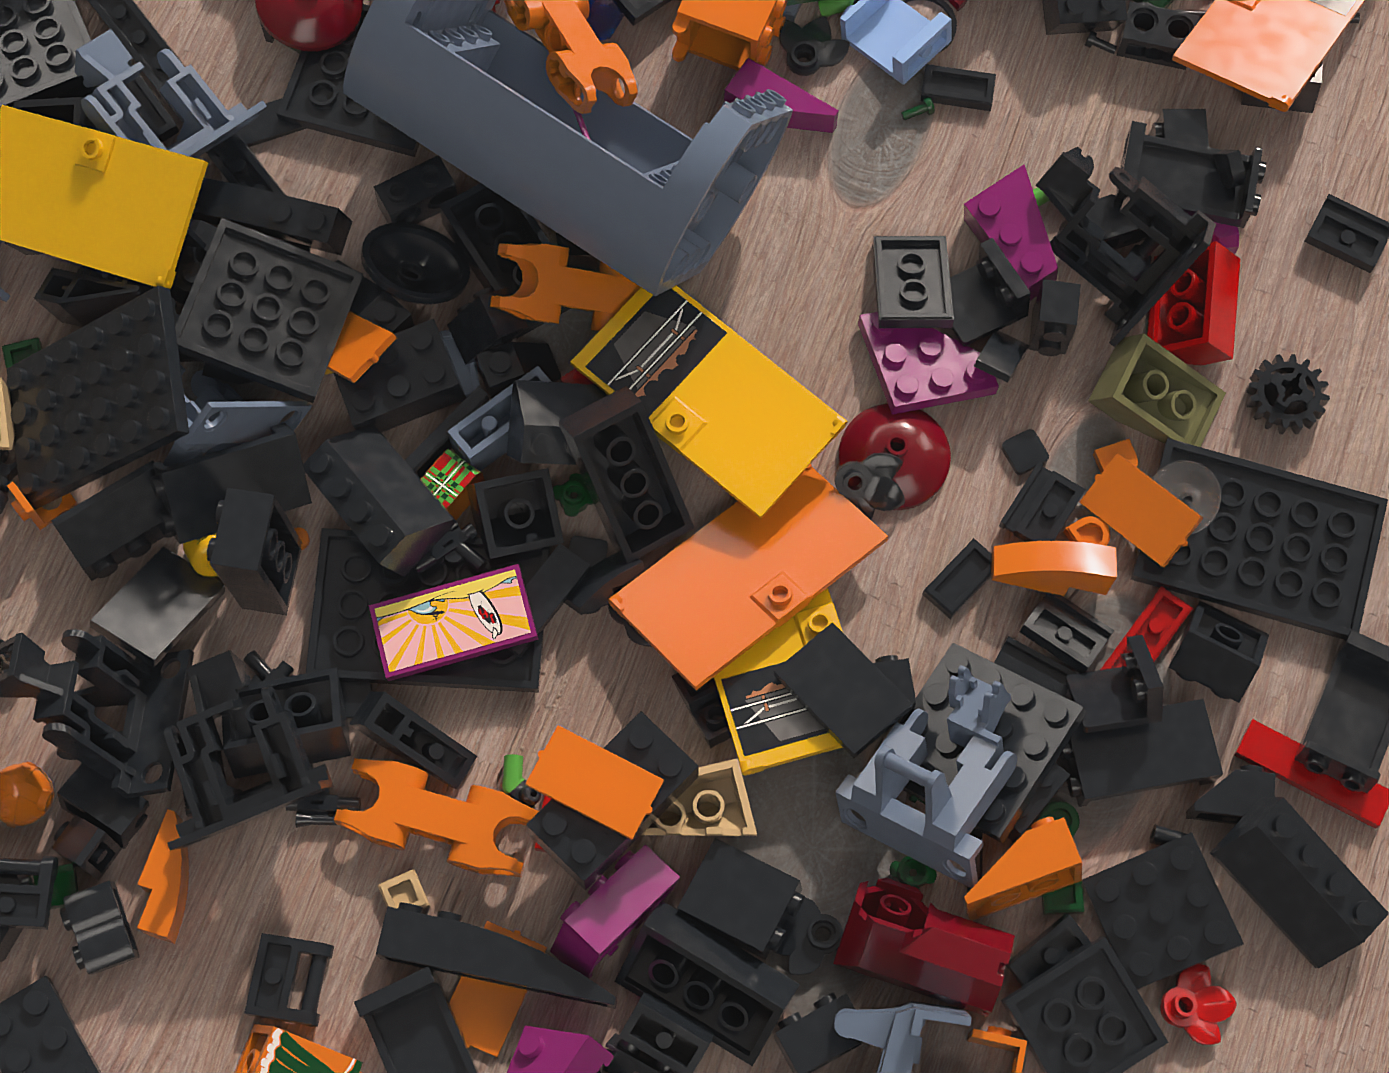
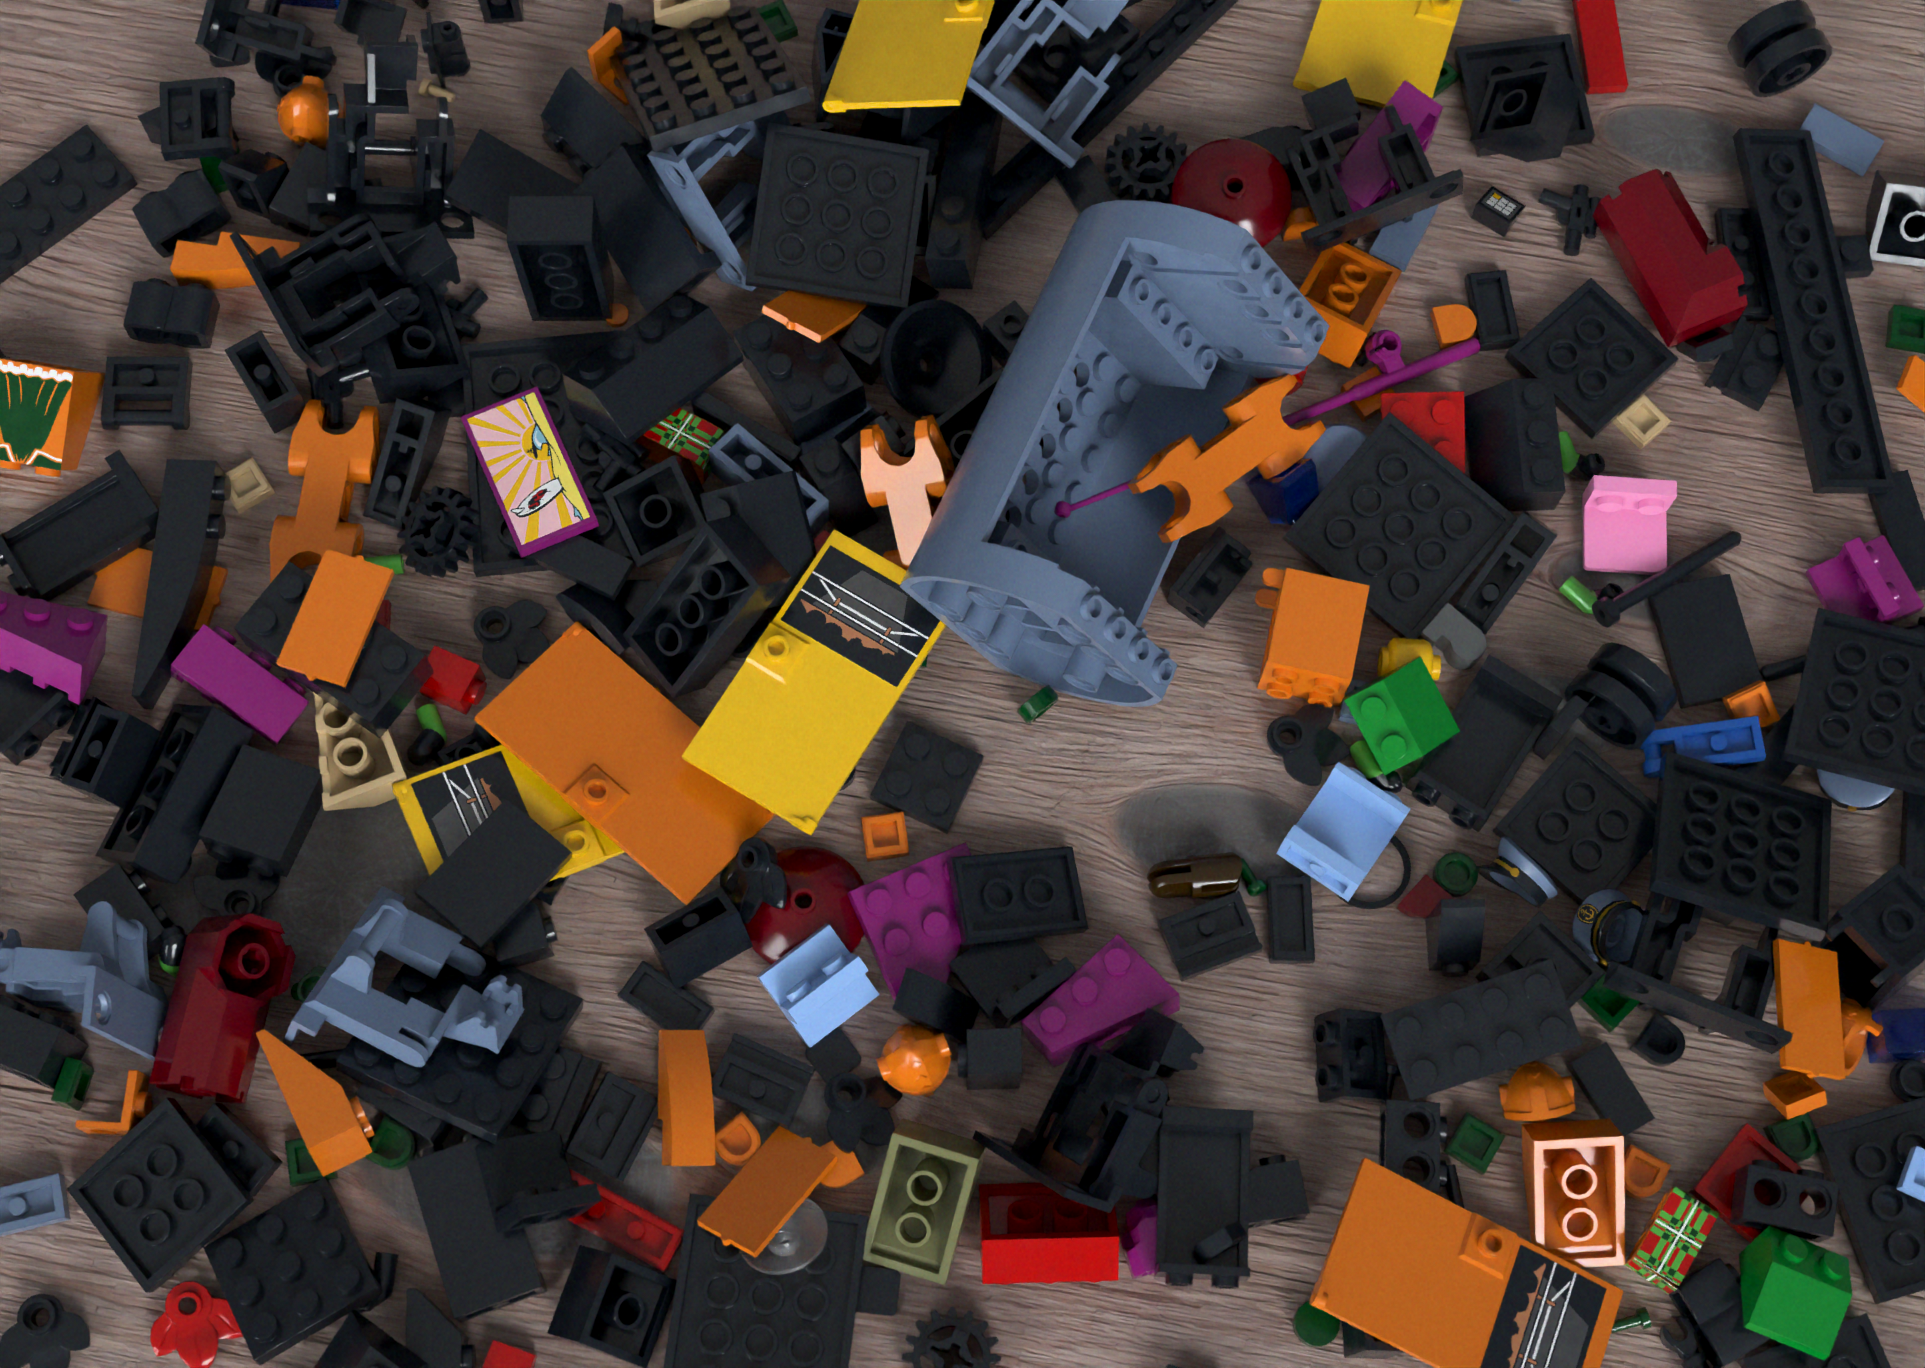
camera: 80 degrees right, 0 degrees up
(209, 946) = (172, 314): none -> black brick
(255, 66) = (1146, 162): none -> black gear
(308, 855) = (267, 381): none -> black brick
(480, 719) = (438, 532): none -> black gear
(606, 662) = (517, 640): none -> black plate
(649, 703) = (454, 681): none -> red brick
(657, 92) = (1210, 577): none -> black hinge
(696, 749) = (431, 739): none -> black arm
(746, 239) = (1038, 704): none -> dark green tile
(796, 337) = (927, 777): none -> black plate
(808, 110) = (1220, 701): magenta slope -> none
(840, 381) = (885, 836): none -> orange tile
(865, 985) = (172, 949): none -> black arm
(915, 141) = (1196, 876): none -> dark brown arm
(915, 535) = (698, 937): none -> black brick
(965, 145) = (1210, 936): none -> black plate
(967, 446) = (818, 985): none -> light blue bracket
(1039, 383) = (915, 1060): none -> orange helmet
(1078, 65) = (1350, 1056): none -> black bracket
(1079, 433) = (865, 1115): none -> black plate
(1225, 441) = (878, 1291): none -> black piece
(1282, 130) = (1315, 1326): none -> dark green tile

